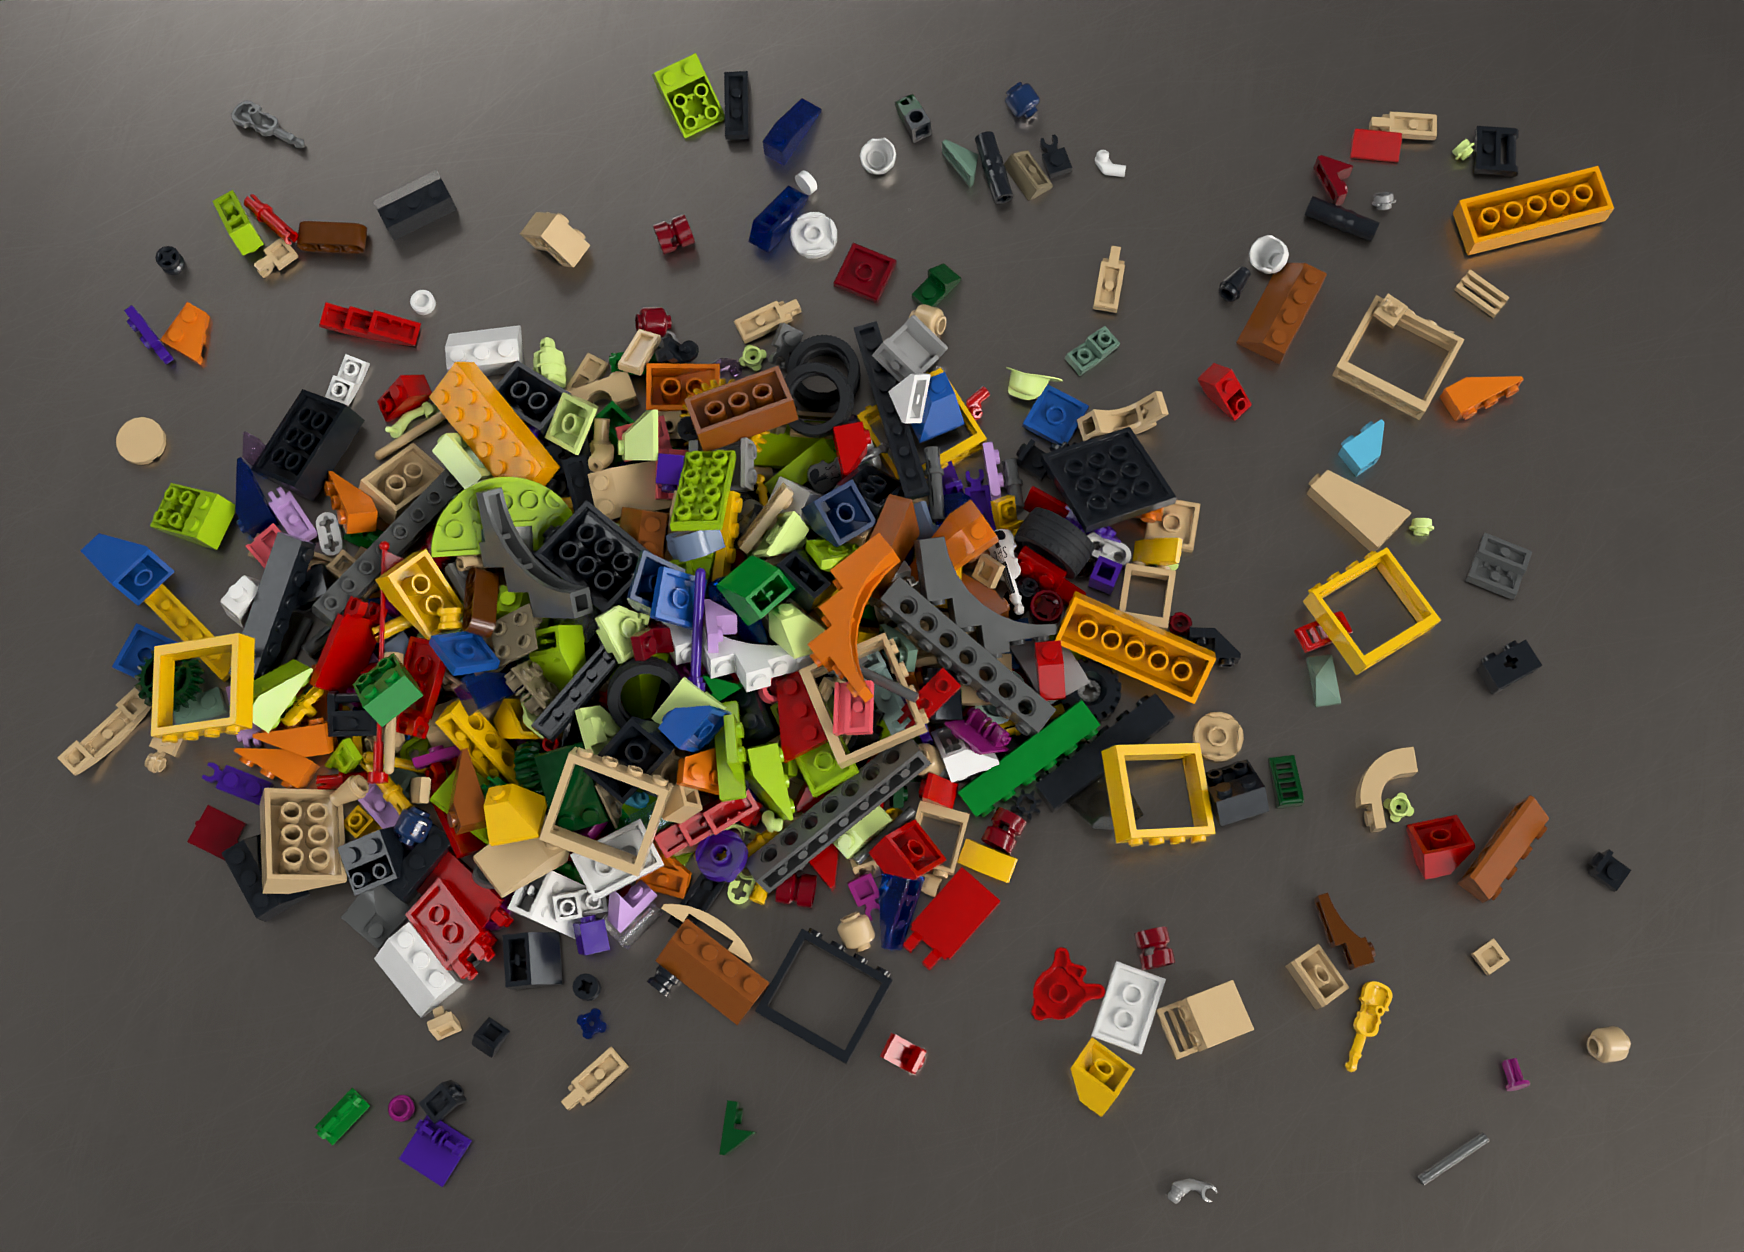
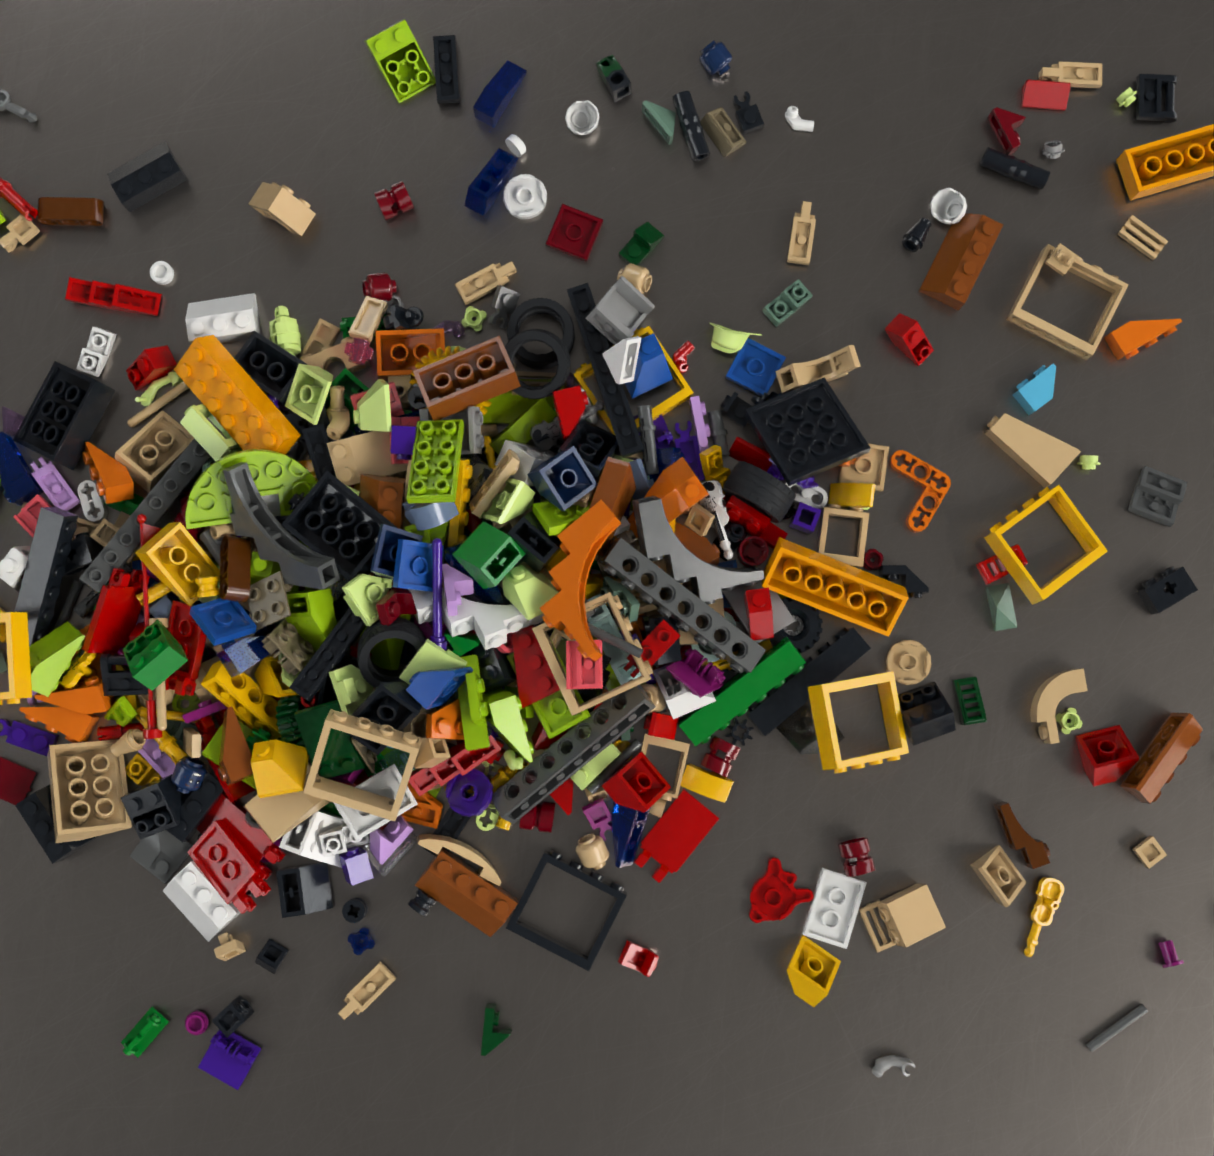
camera: 10 degrees left, 10 degrees up
(628, 383) = (359, 351): none -> clear pink gear
(1245, 550) = (929, 488): none -> orange beam

